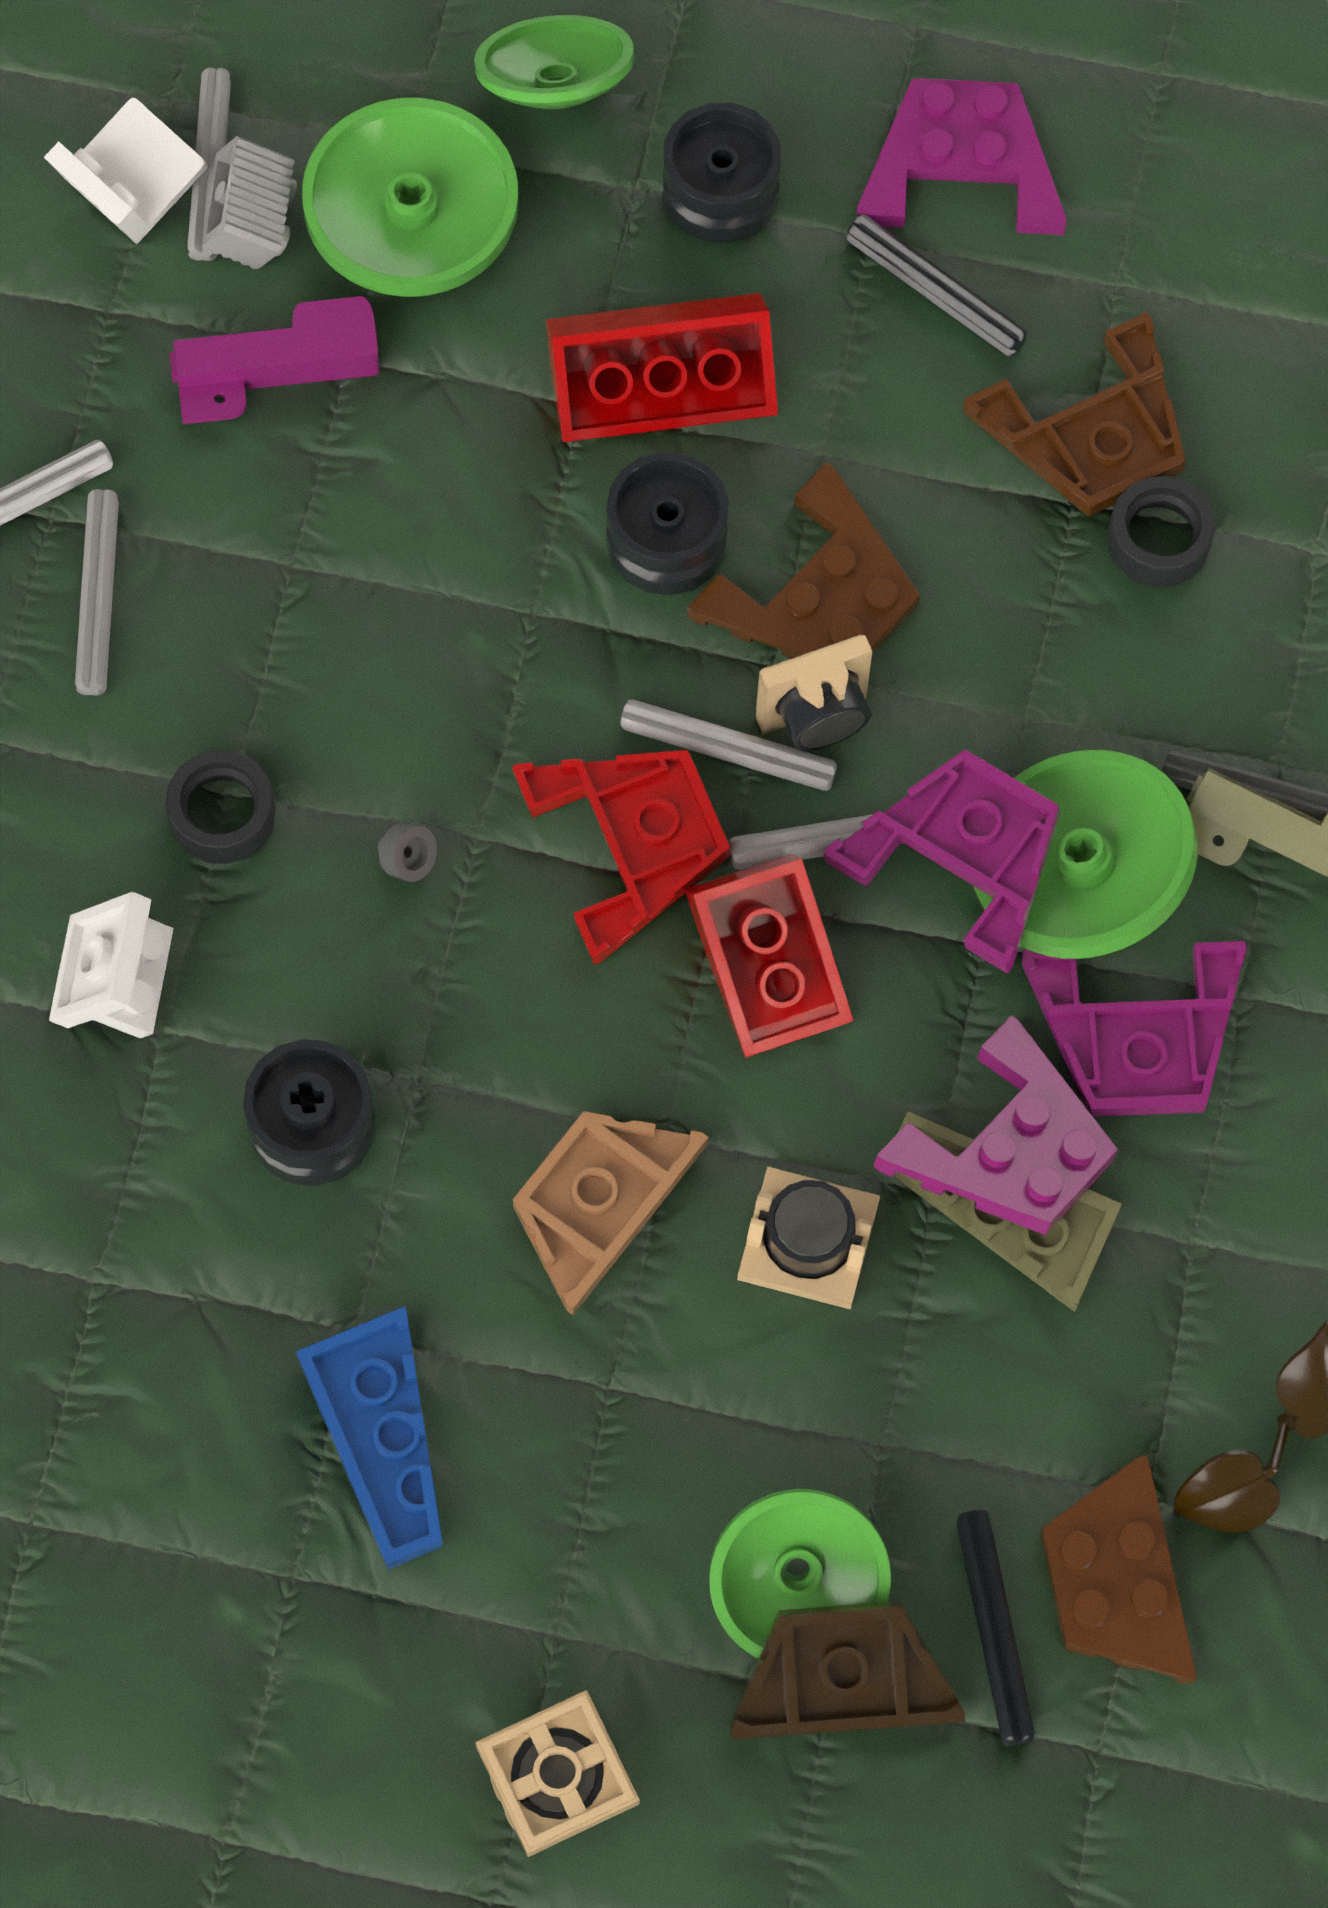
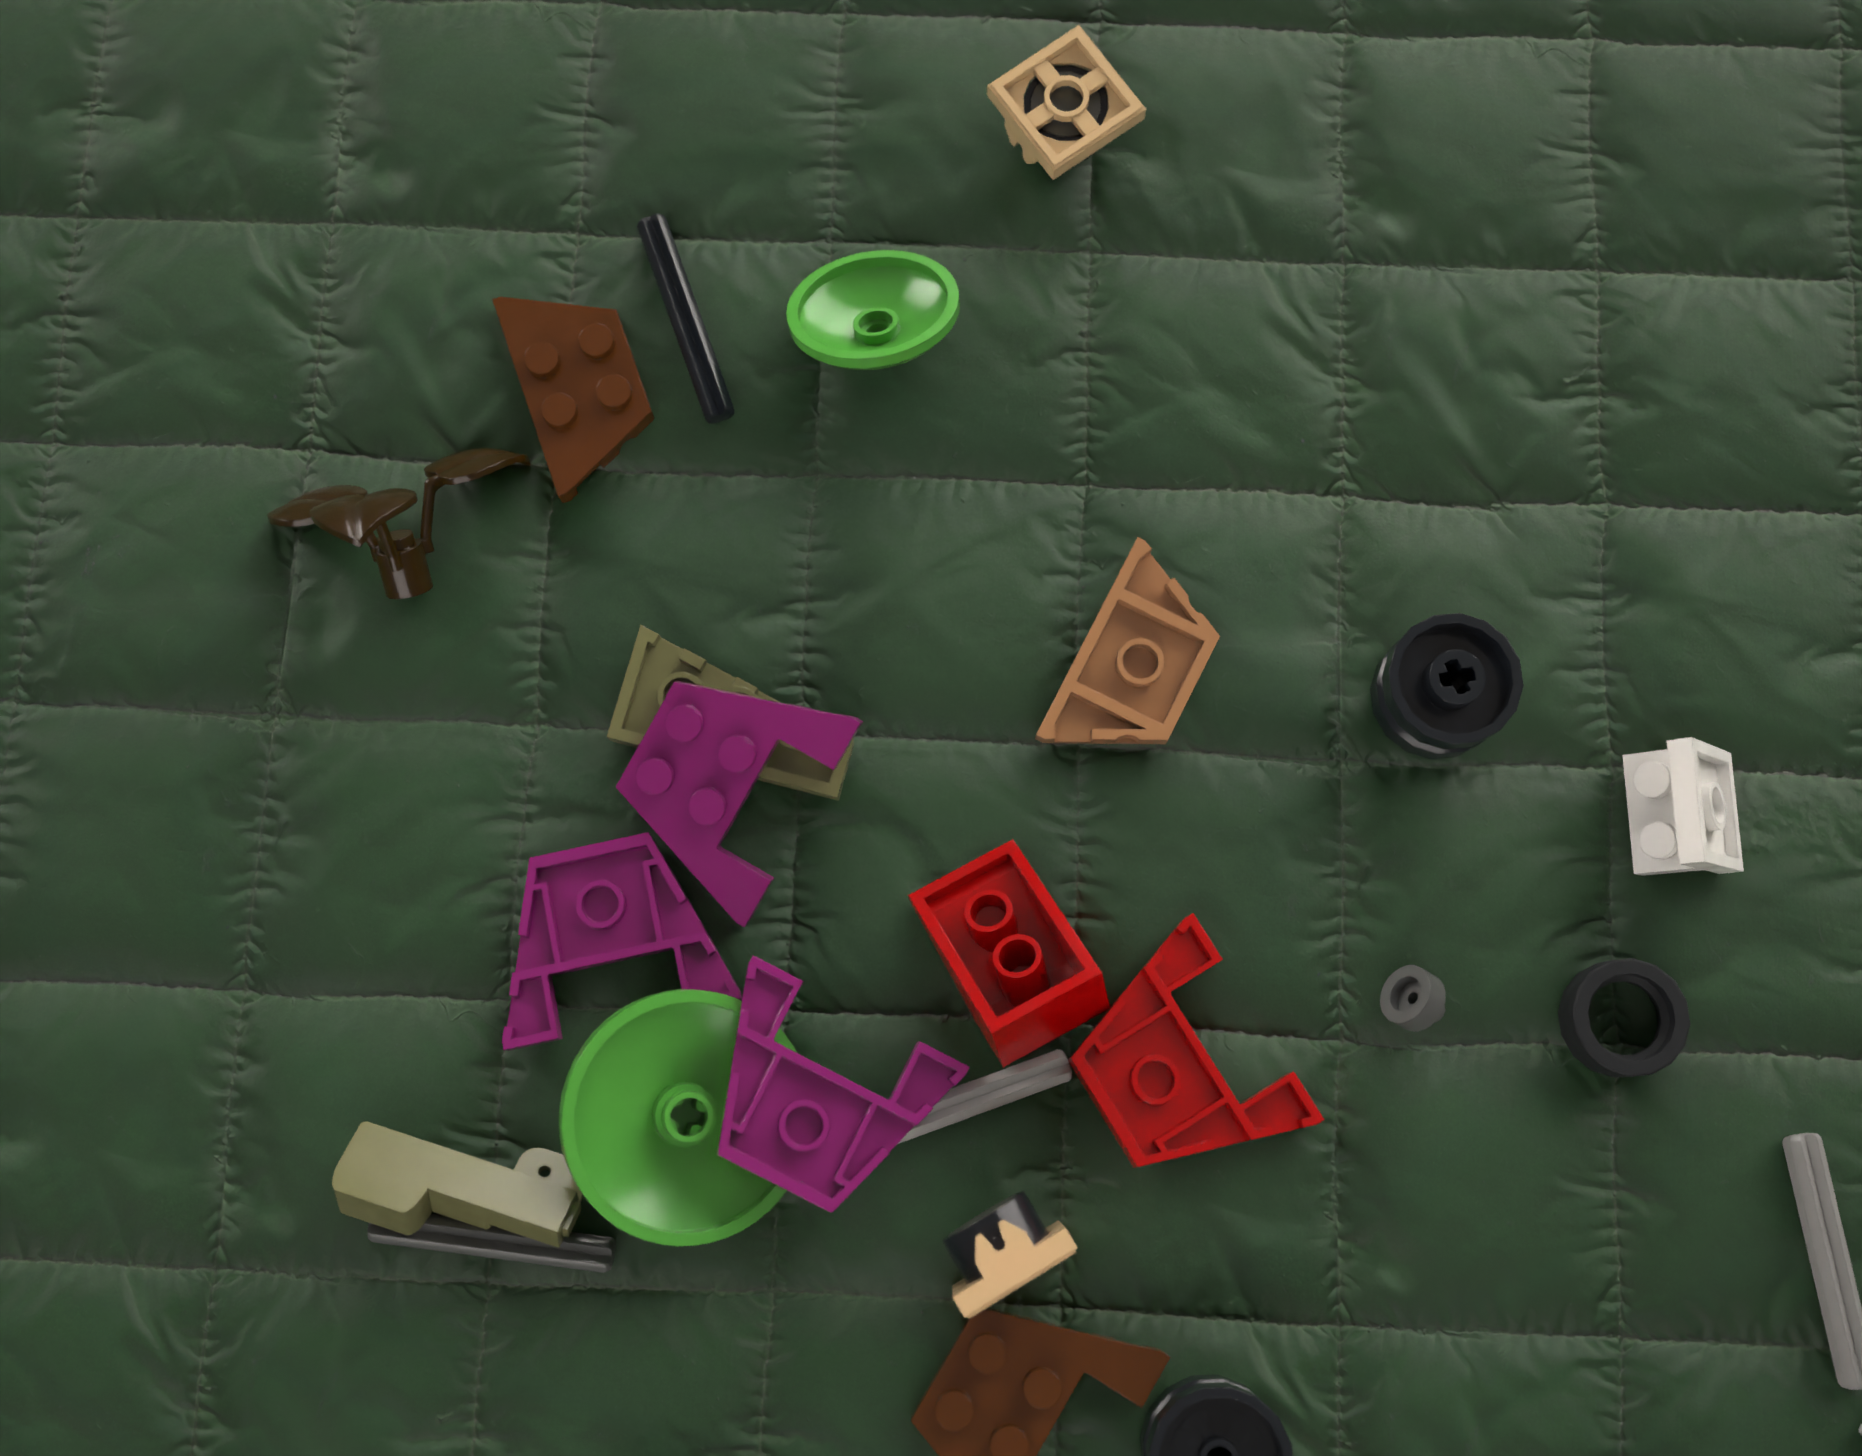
camera: 175 degrees right, 10 degrees up
(376, 1421) = (1302, 403): blue wing -> none
(728, 745) = (1095, 1193): light grey axle -> none
(809, 1234) = (917, 656): piece -> none
(843, 1674) = (817, 239): dark brown wing -> none

